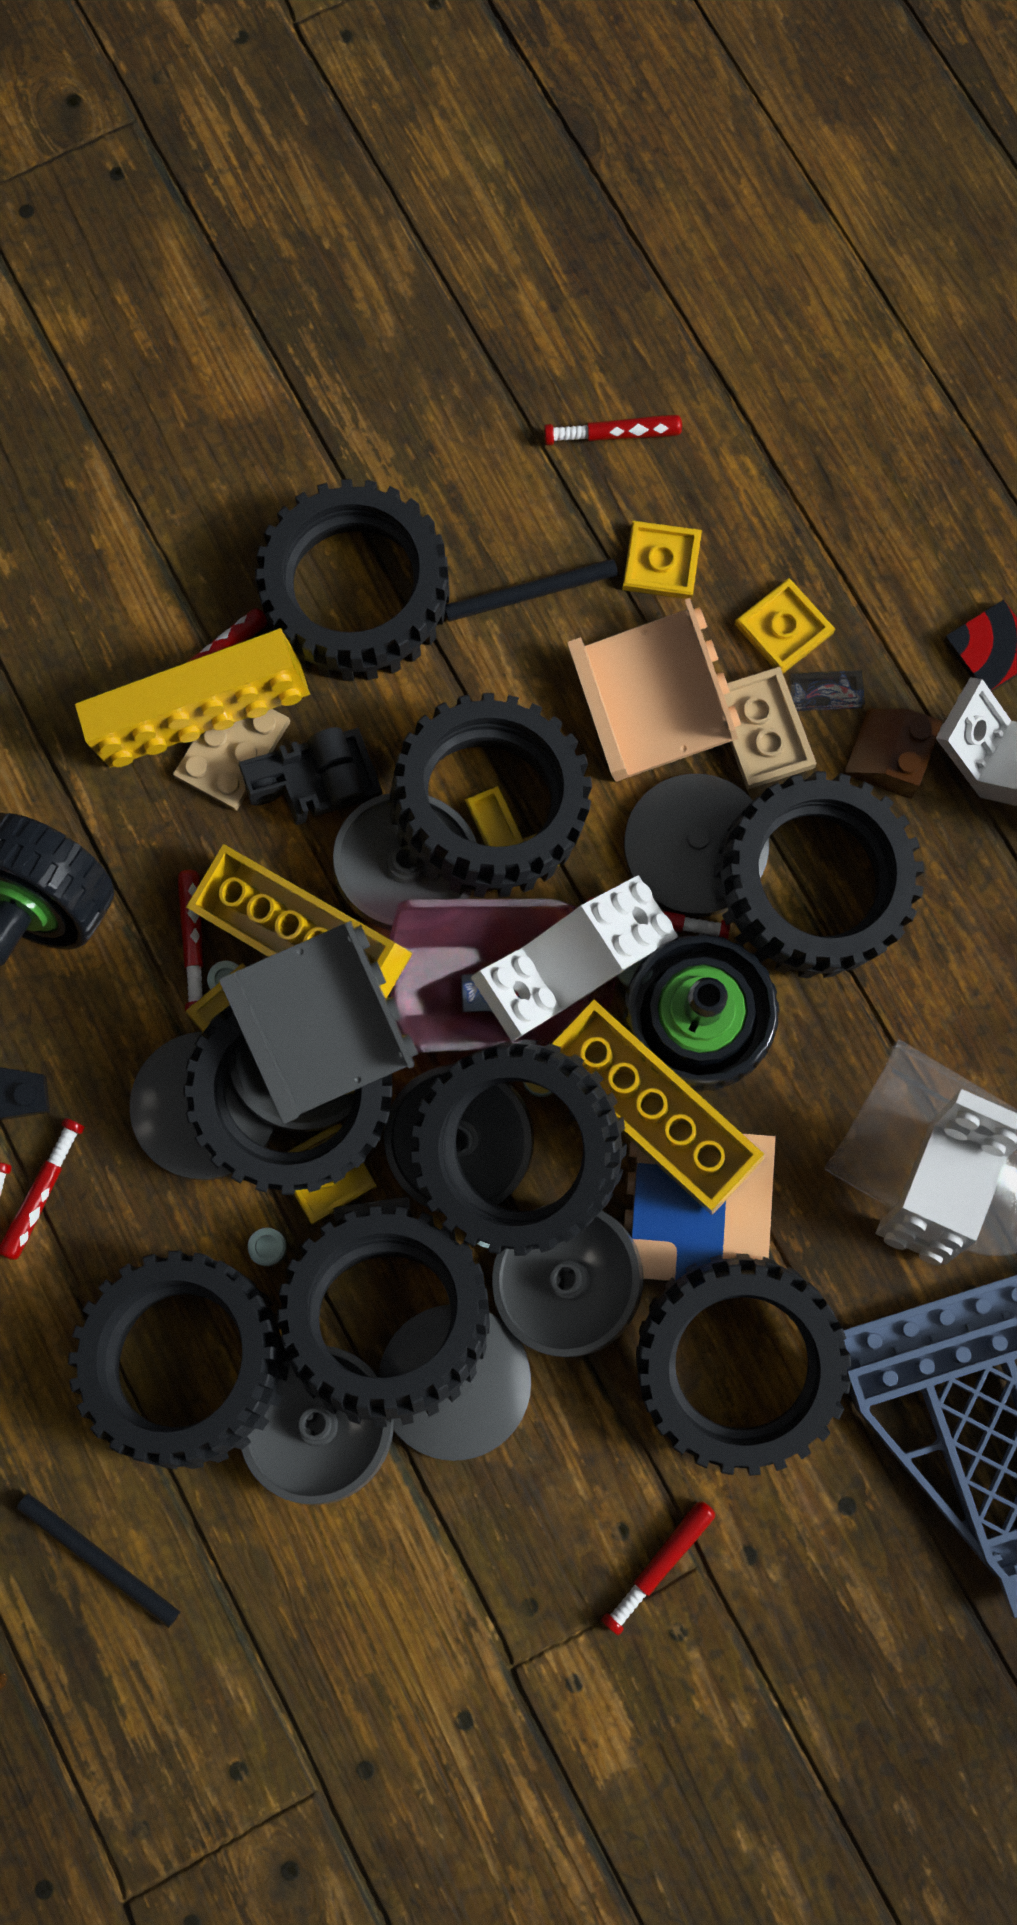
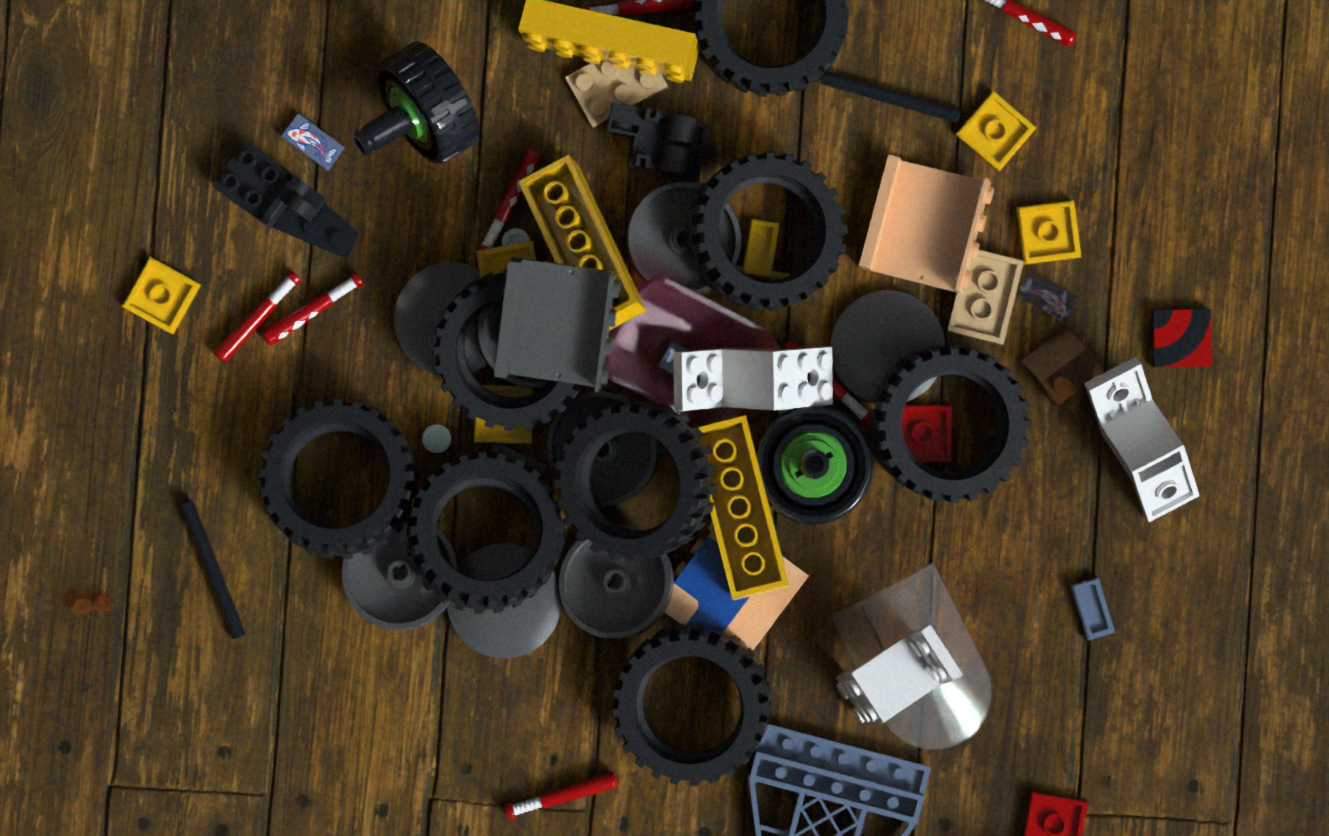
camera: 30 degrees right, 10 degrees up
(803, 902) = (928, 432): none -> red tile

